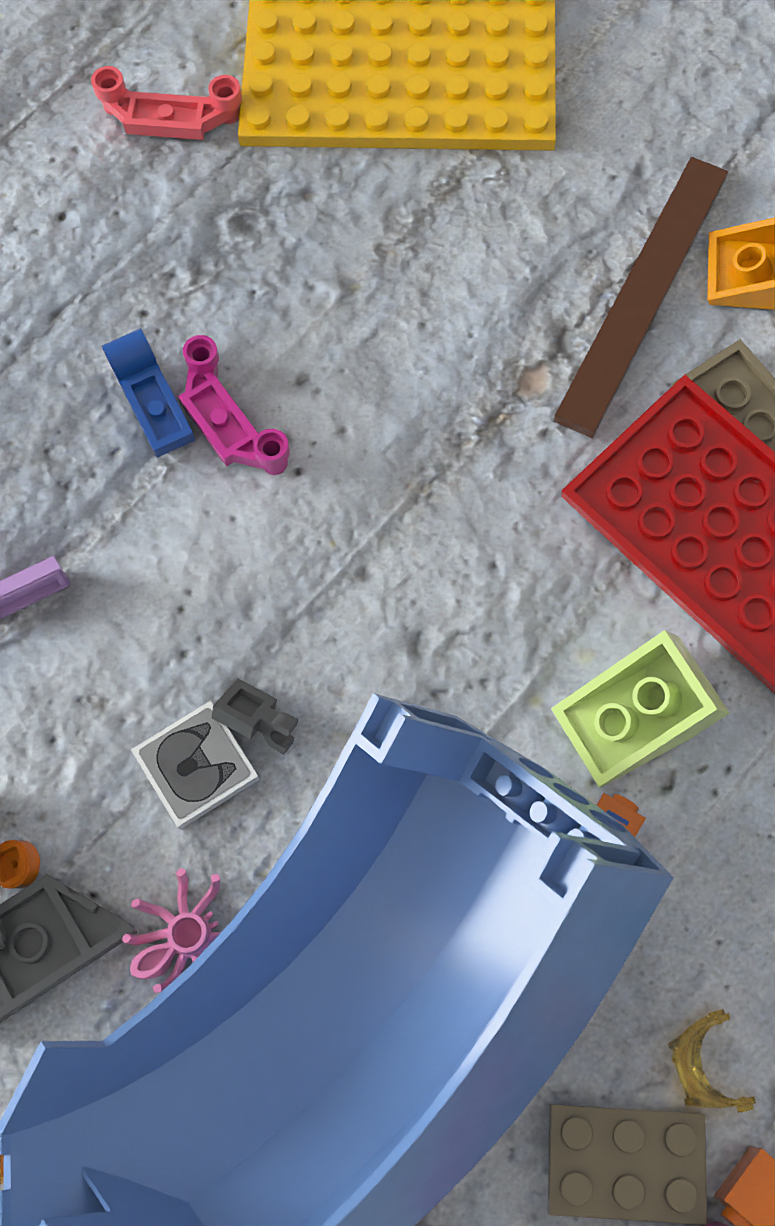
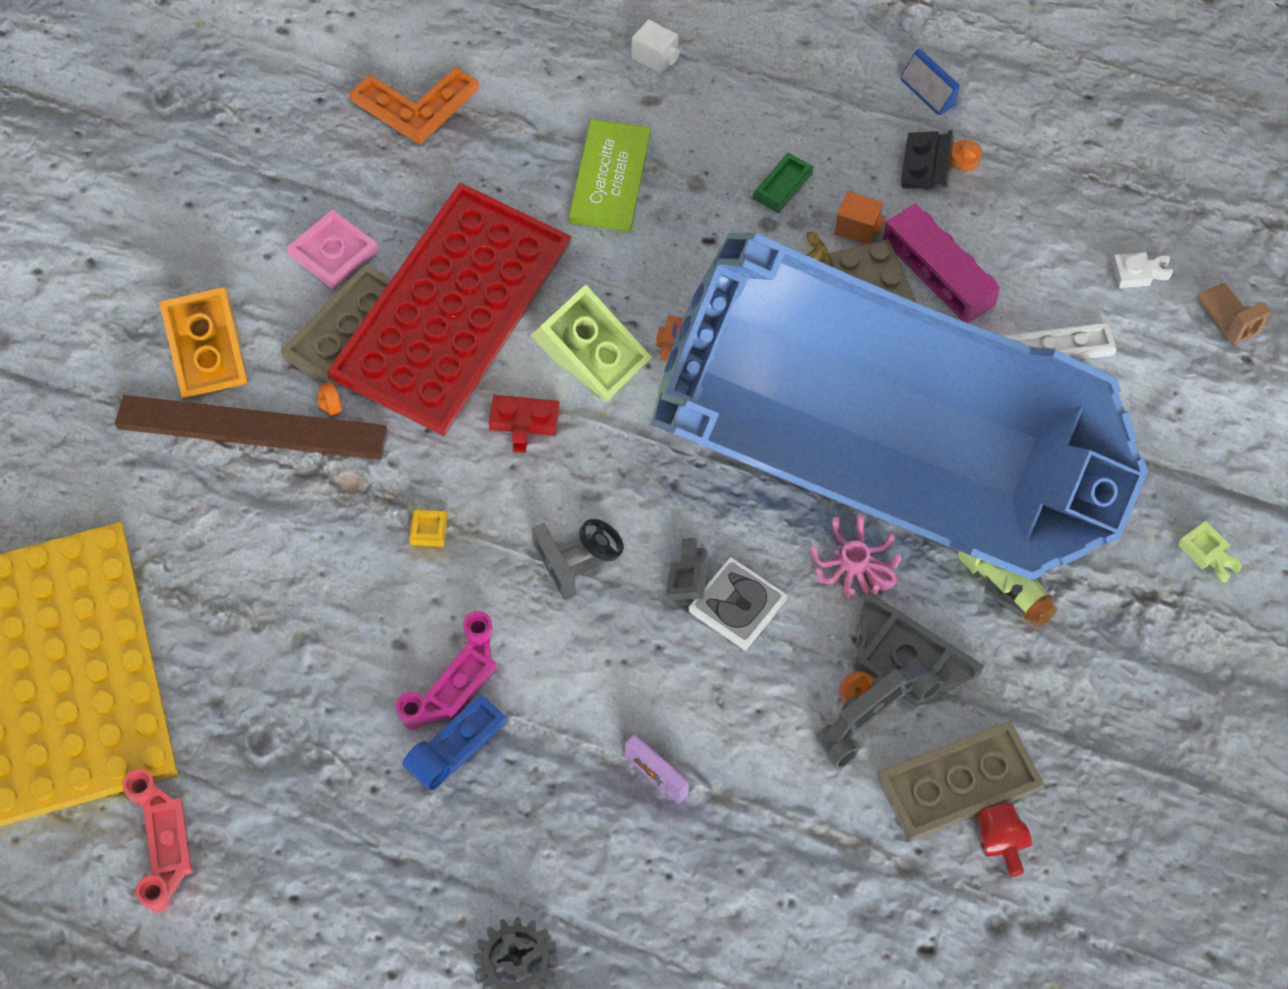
camera: 115 degrees left, 10 degrees down
(335, 590) = (577, 555): none -> flat silver piece
(437, 445) = (428, 528): none -> yellow tile
(556, 596) = (523, 417): none -> red plate
(652, 377) = (328, 399): none -> orange tile

